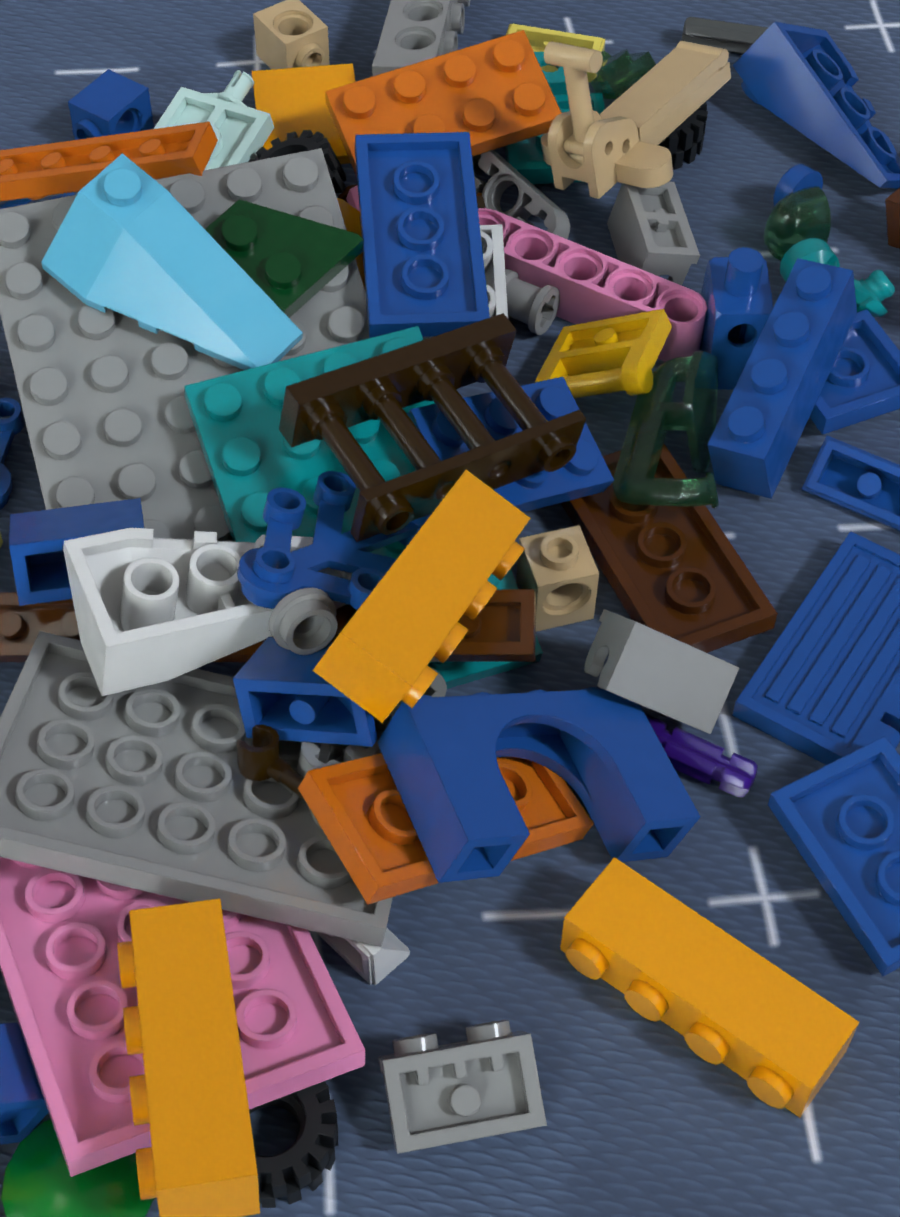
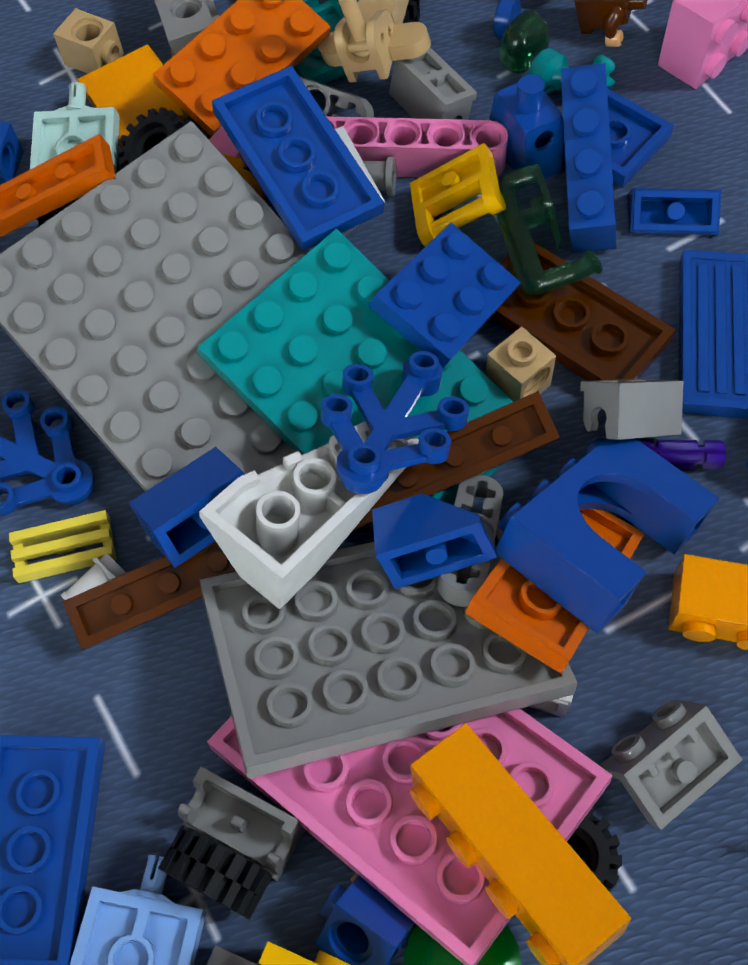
camera: 20 degrees left, 10 degrees up
(147, 258) = (123, 262): medium azure wedge -> none
(263, 760) = (421, 602): dark brown hand -> none
(284, 252) = (206, 216): dark green wing -> none
(304, 621) = (404, 490): light grey plate -> none
(422, 596) = (485, 437): light orange brick -> none
(430, 372) = (377, 262): dark brown fence -> none

